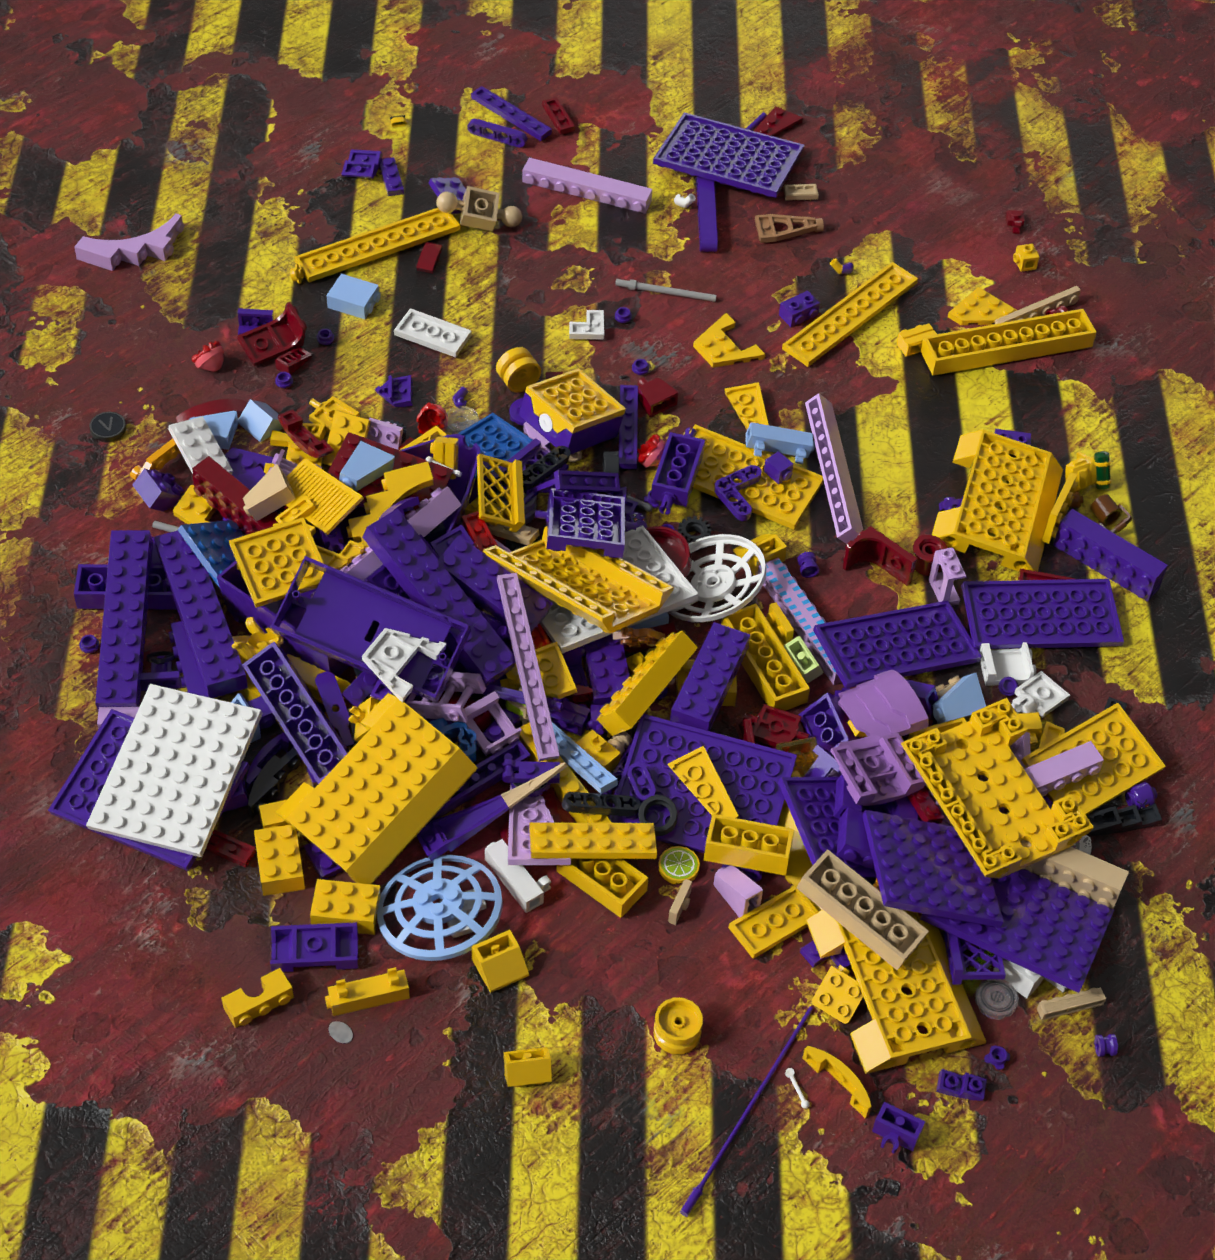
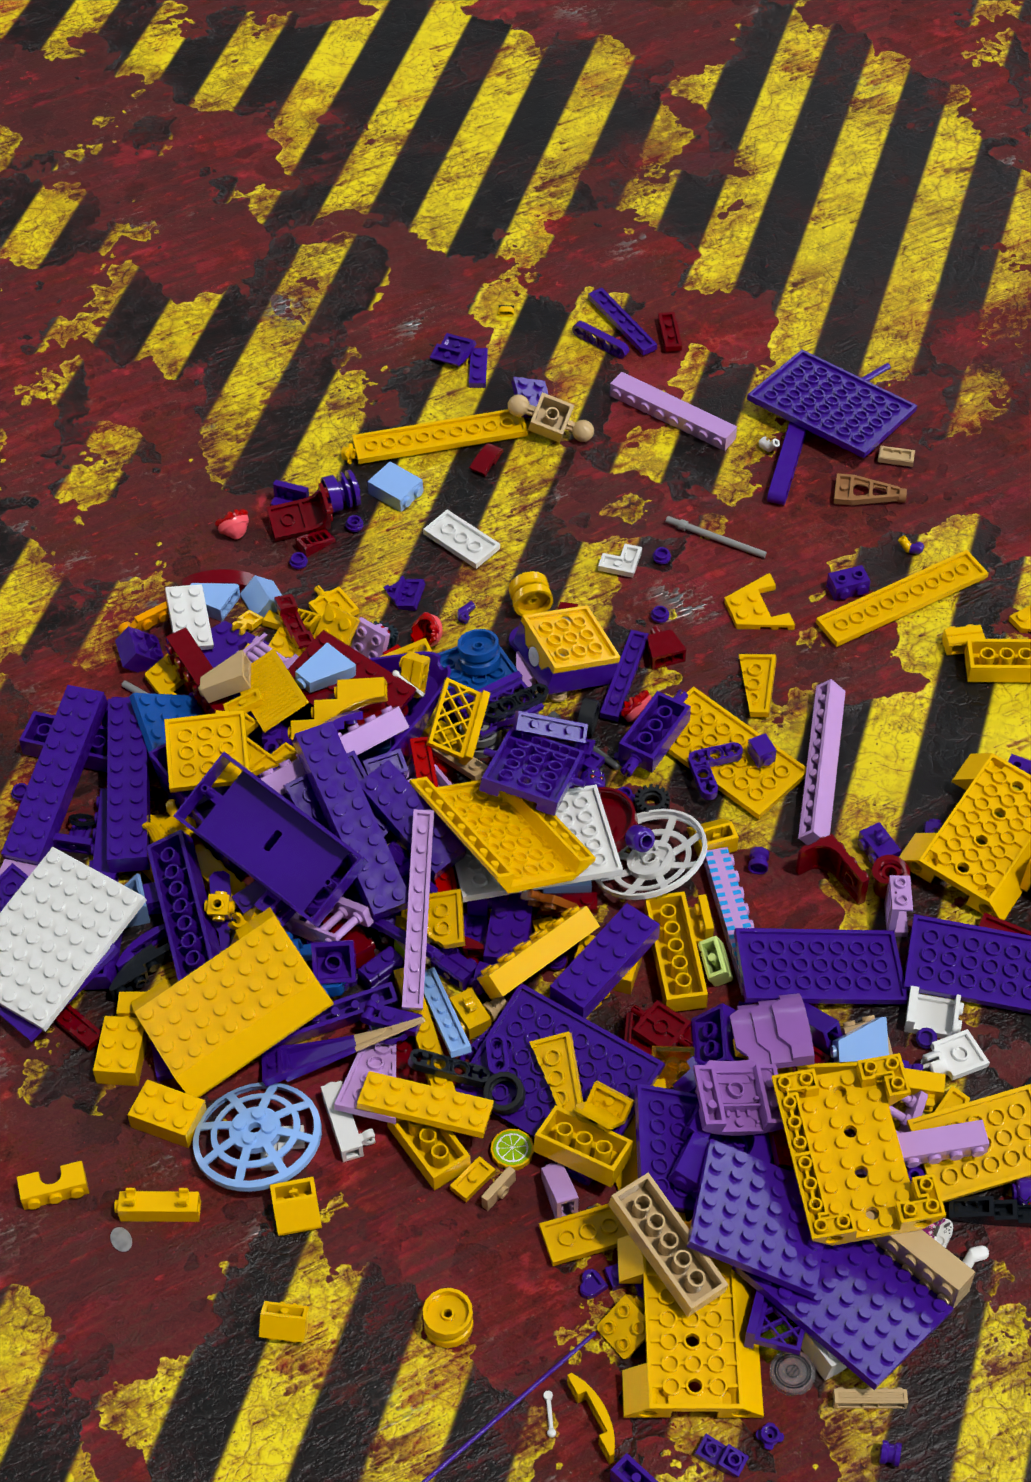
camera: 20 degrees right, 0 degrees up
(107, 426) = (114, 576): black tile -> none
(132, 250) = (200, 401): lavender arch -> none
(256, 443) = (248, 620): none -> yellow plate
(309, 305) = (343, 490): none -> dark purple wheel
(314, 946) = (124, 1146): dark purple piece -> none
(336, 711) = (220, 913): none -> yellow brick
(392, 653) = (281, 868): white wing -> none
(460, 419) = (453, 631): clear tile -> none
(465, 728) = (334, 961): none -> dark purple slope
(490, 703) = (386, 975): lavender panel -> none
(492, 428) = (479, 652): none -> blue wheel
(653, 899) = (472, 1179): none -> yellow plate
(700, 564) = (640, 838): none -> dark purple head
(757, 804) = (605, 1107): none -> yellow bracket
(776, 439) = (774, 721): light blue brick -> none
(778, 121) = (898, 375): dark red wing -> none
(794, 966) = (592, 1284): none -> dark purple tile
(906, 529) = (877, 842): none -> dark purple brick
(1118, 858) = (976, 1254): none -> white arm

